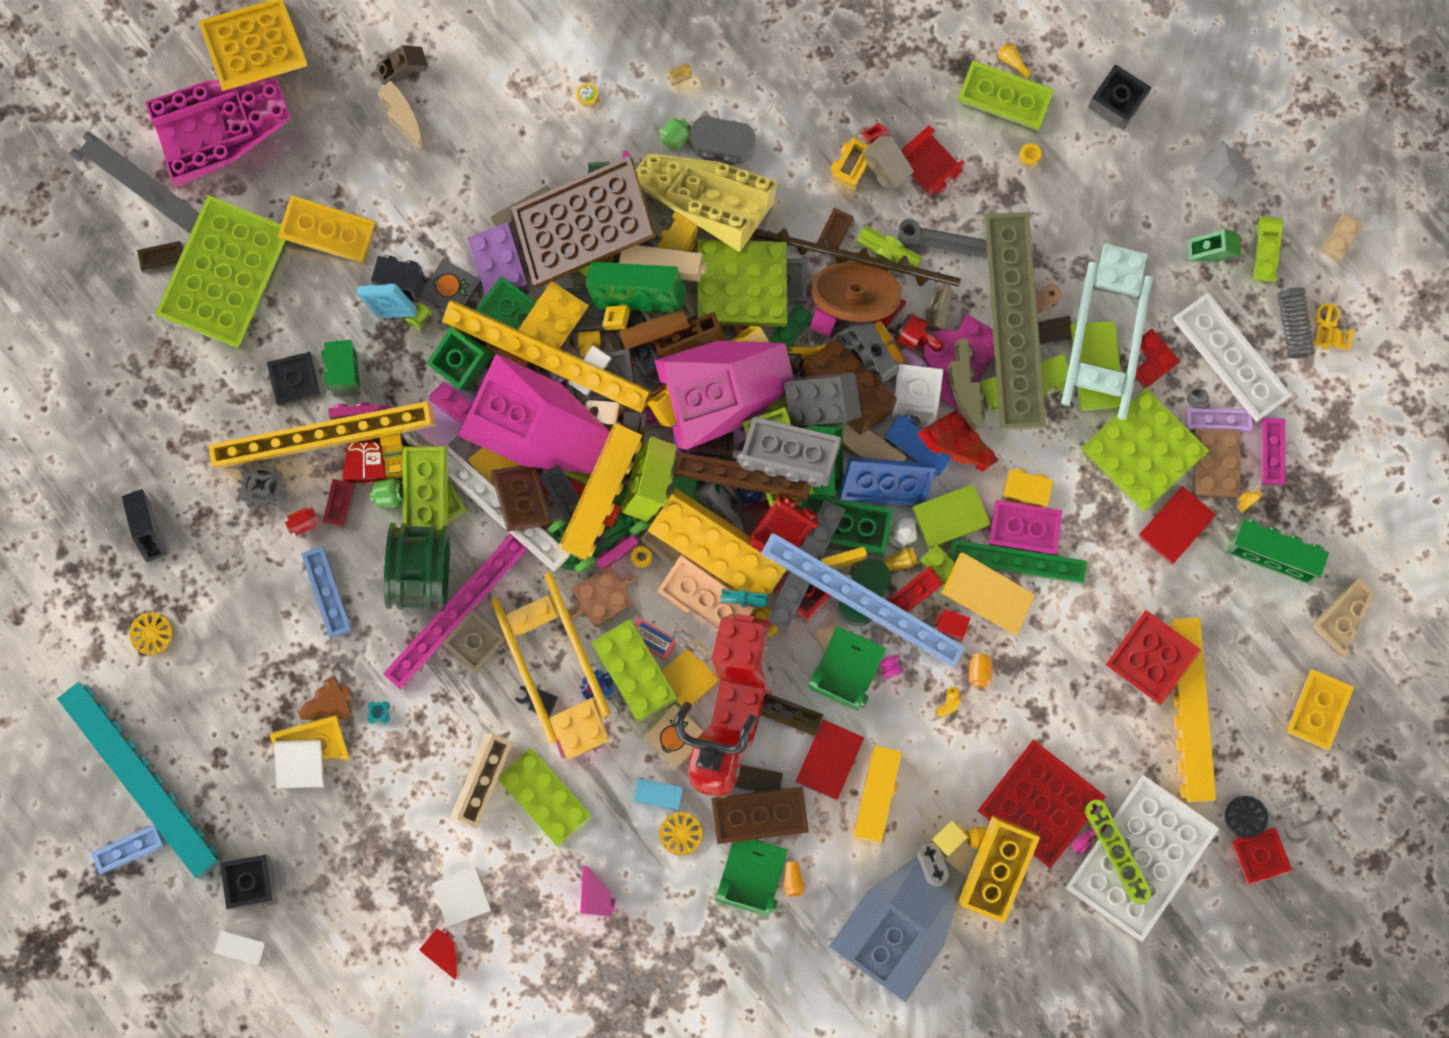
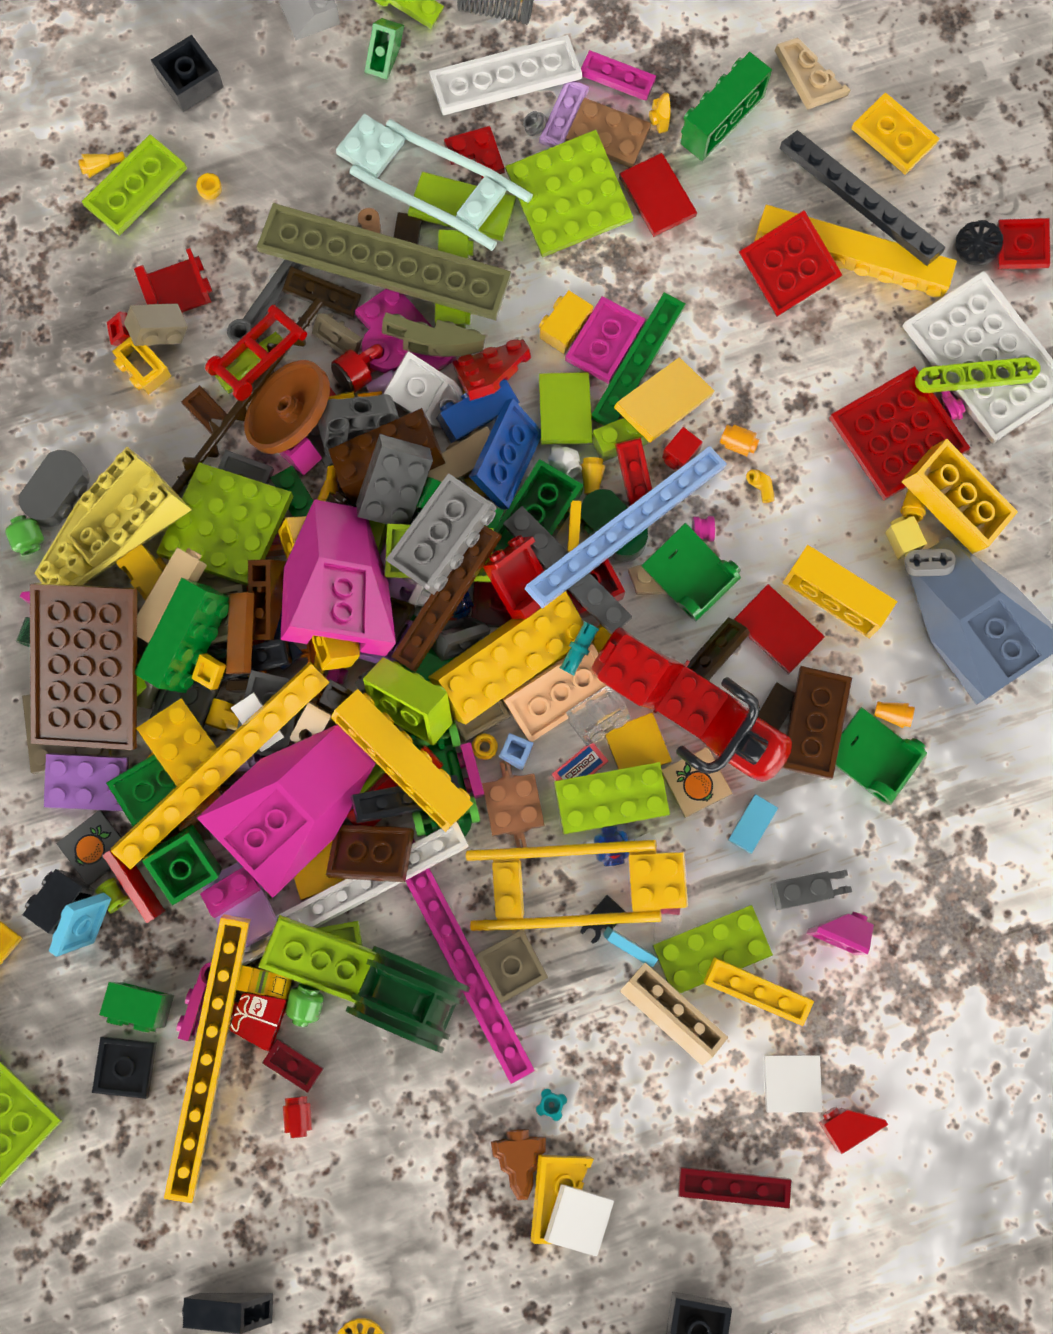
camera: 70 degrees left, 0 degrees up
(254, 490) = (239, 1162): dark grey gear -> none
(326, 592) = (390, 1117): medium blue plate -> none
(364, 877) = (734, 1187): none -> dark red plate
(430, 332) = (135, 887): none -> red tile
(521, 728) = (630, 947): none -> medium azure tile
(523, 842) = (758, 991): none -> yellow plate
(619, 855) = (807, 889): none -> dark grey hinge
(645, 582) = (516, 751): none -> light blue slope
(681, 833) = (804, 815): yellow wheel -> none
(873, 223) = (243, 388): none -> red piece
(971, 281) = (334, 297): none -> dark brown tile
(1242, 699) = (862, 197): none -> black plate

